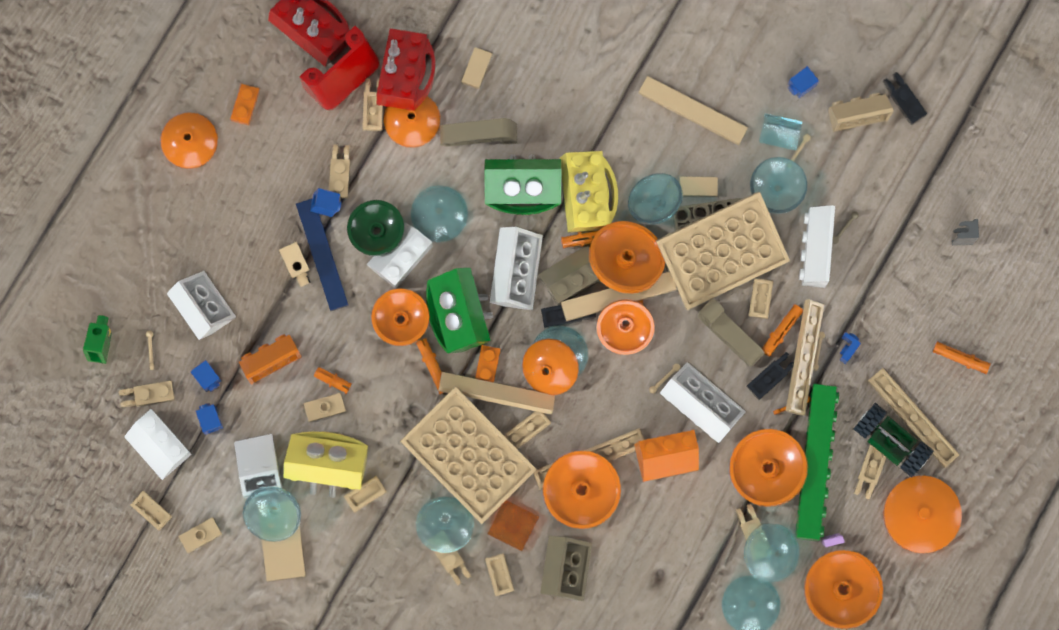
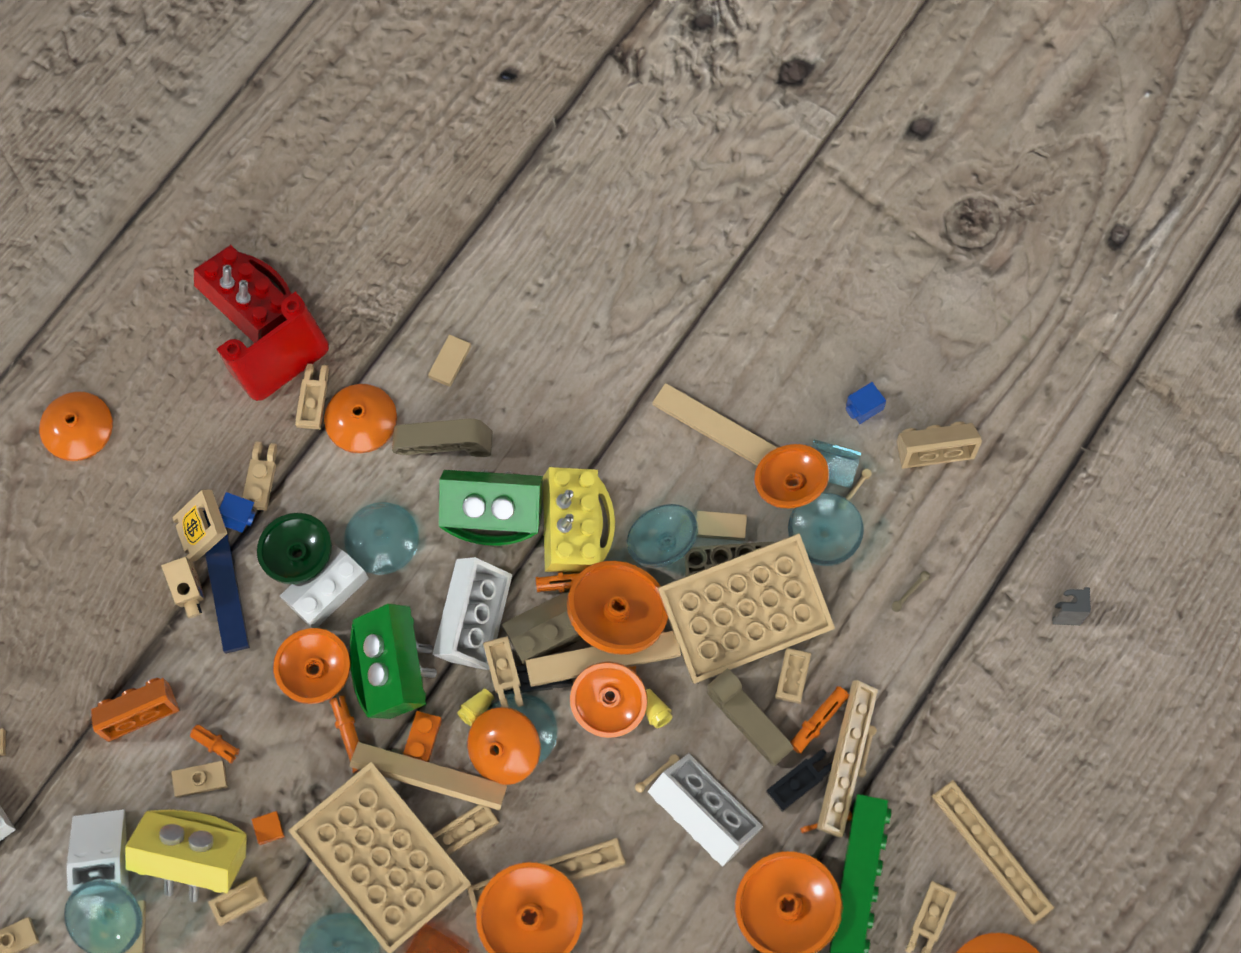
camera: 10 degrees right, 10 degrees down
(201, 304) = (56, 632): white slope -> none
(206, 376) = (48, 726): blue brick -> none
(209, 418) = (43, 783): blue brick -> none
(245, 104) = (152, 386): orange plate -> none
(296, 217) = (193, 527): none -> tan container
(380, 439) = (268, 828): none -> orange tile
(404, 70) = (354, 354): red piece -> none
(525, 339) = (475, 706): none -> light yellow cone
(544, 310) = (503, 669): none -> tan hinge
(661, 332) = (657, 711): none -> light yellow cone
(668, 455) = (651, 878): orange slope -> none
(748, 137) = (788, 467): none -> orange dish
(817, 246) = (873, 611): white slope -> none
(848, 351) = (908, 753): blue bracket -> none
(893, 440) = (962, 881): plate -> none
(905, 99) = (998, 433): black hinge -> none
(969, 361) = (1070, 778): orange pin -> none

